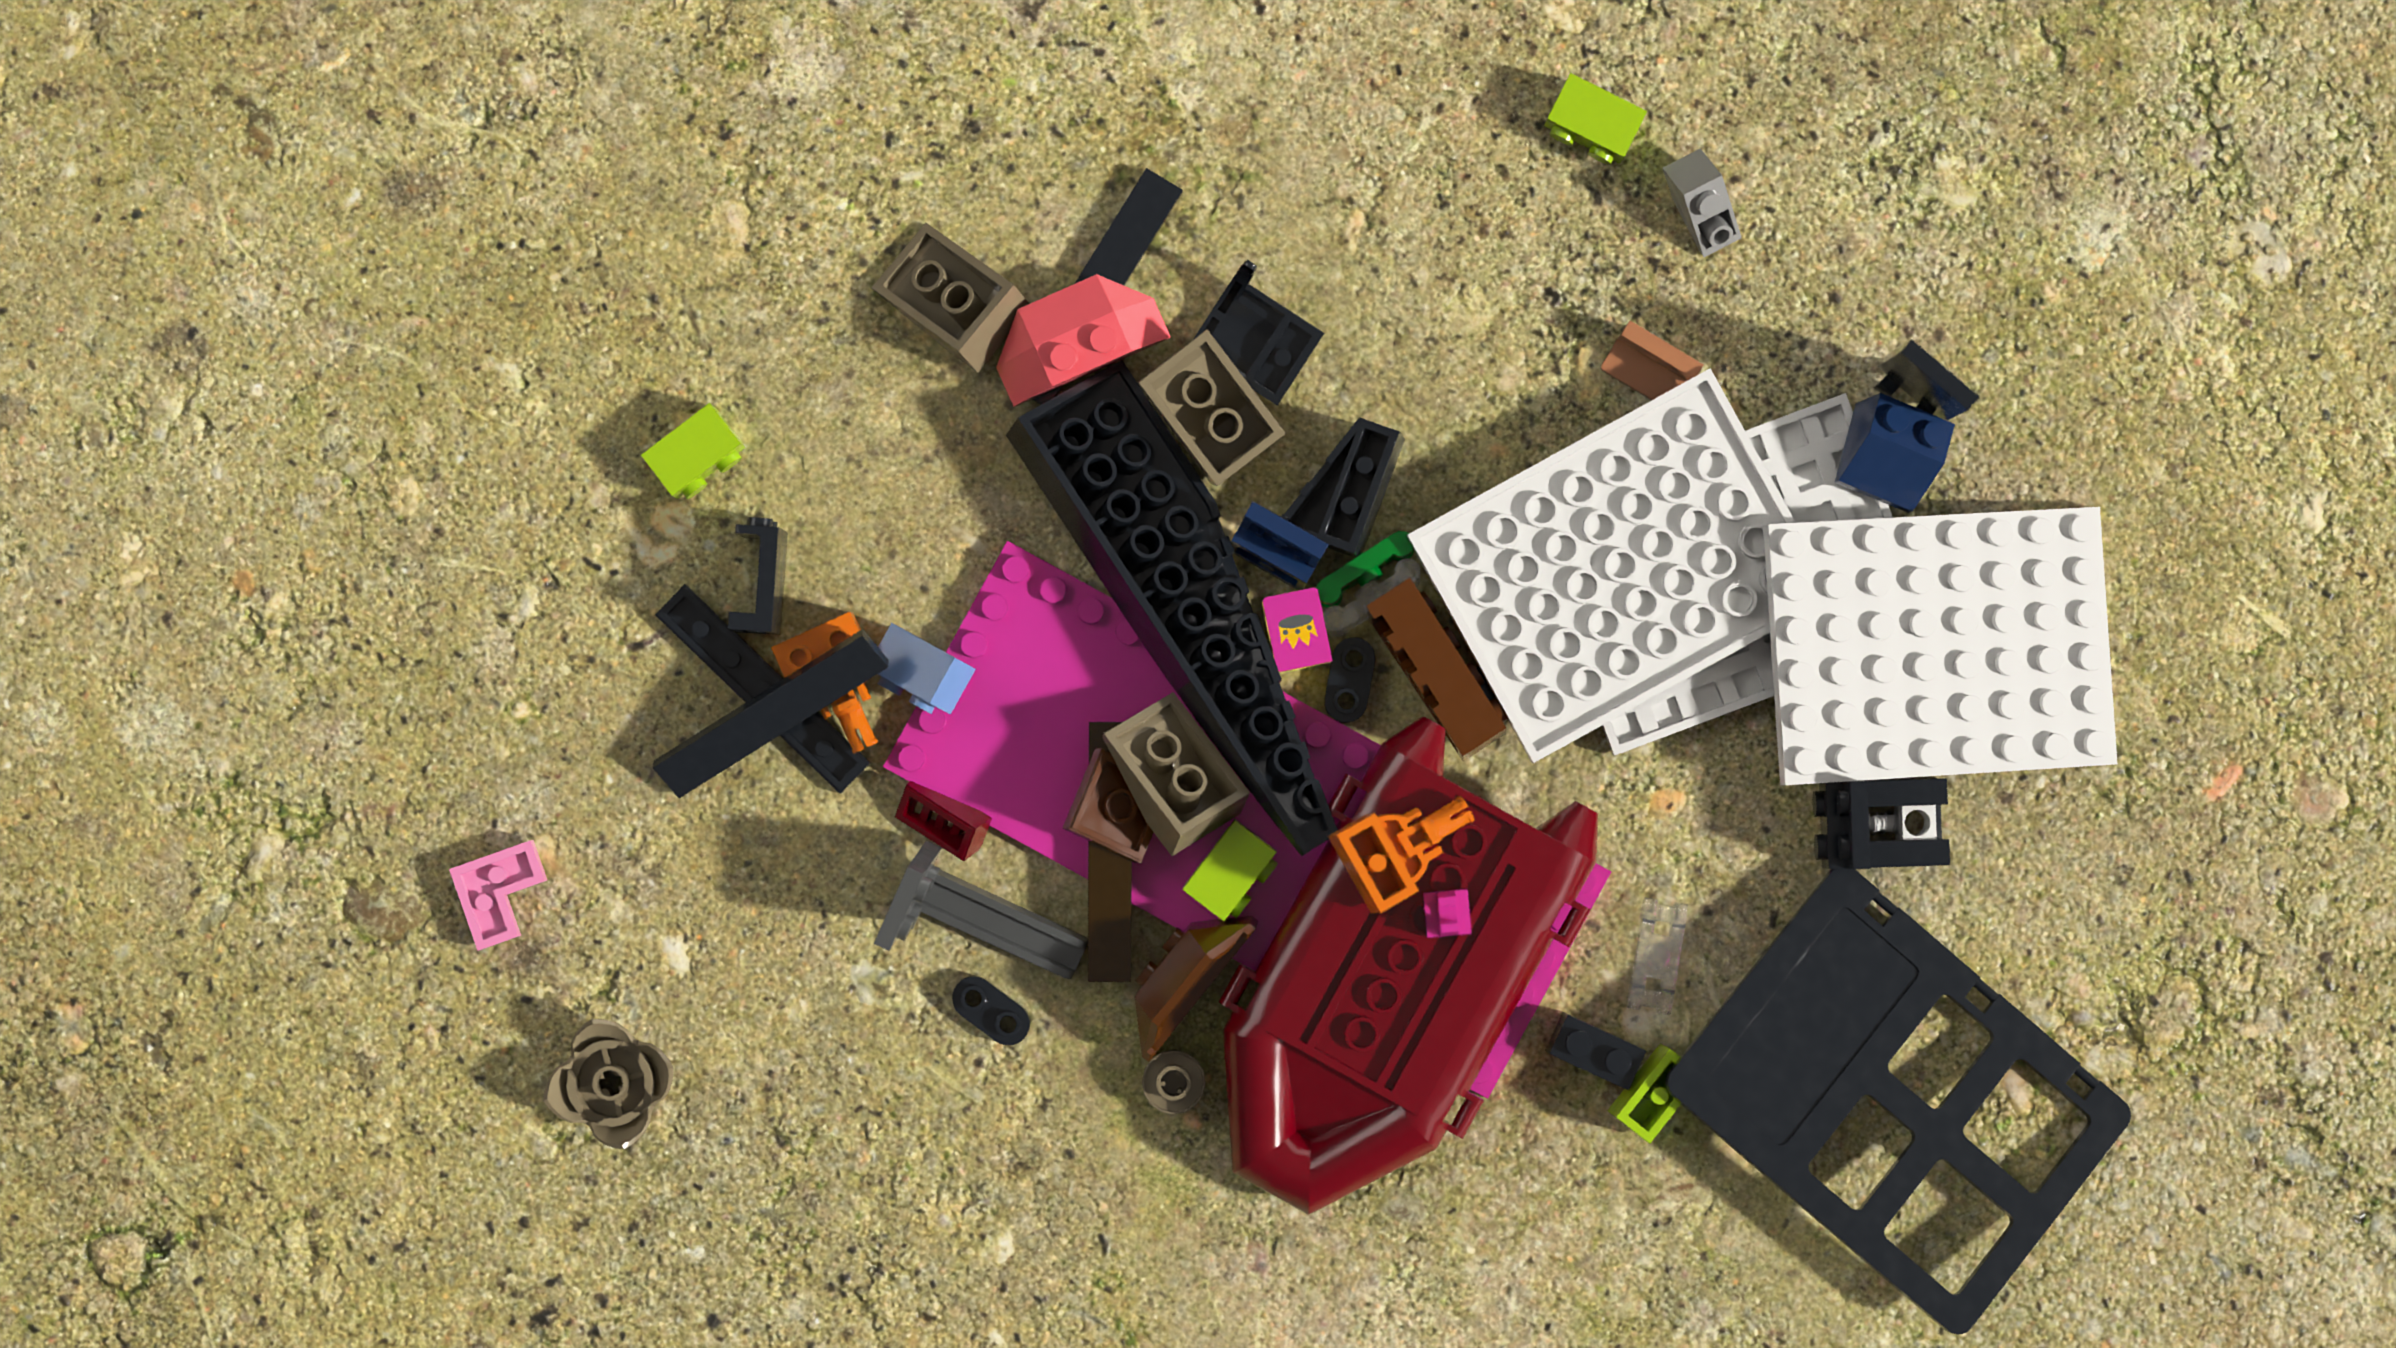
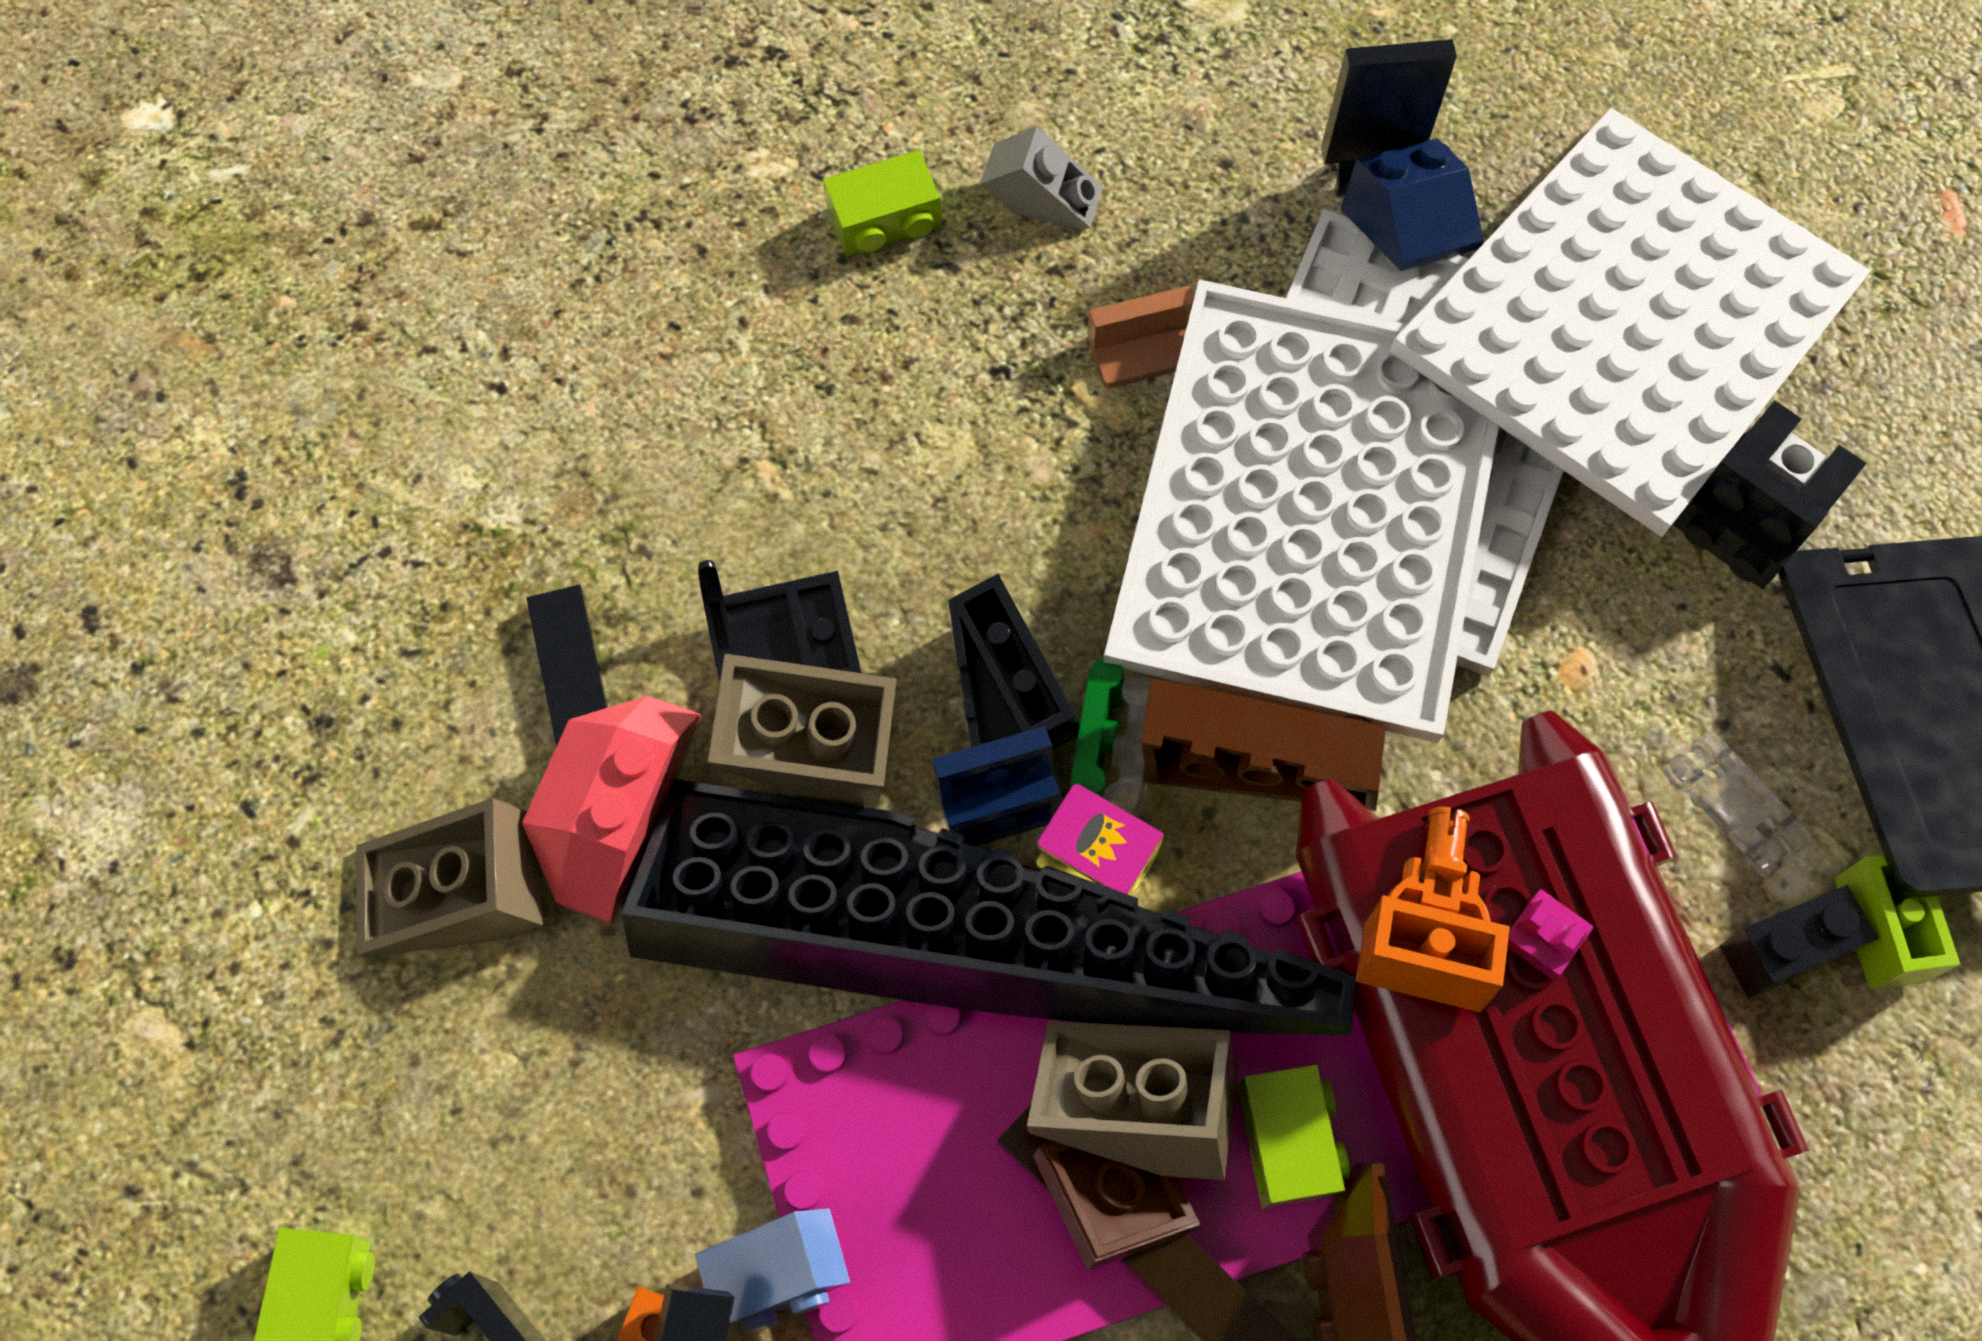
camera: 50 degrees left, 20 degrees down
(1349, 679) = (1191, 848): black plate -> none

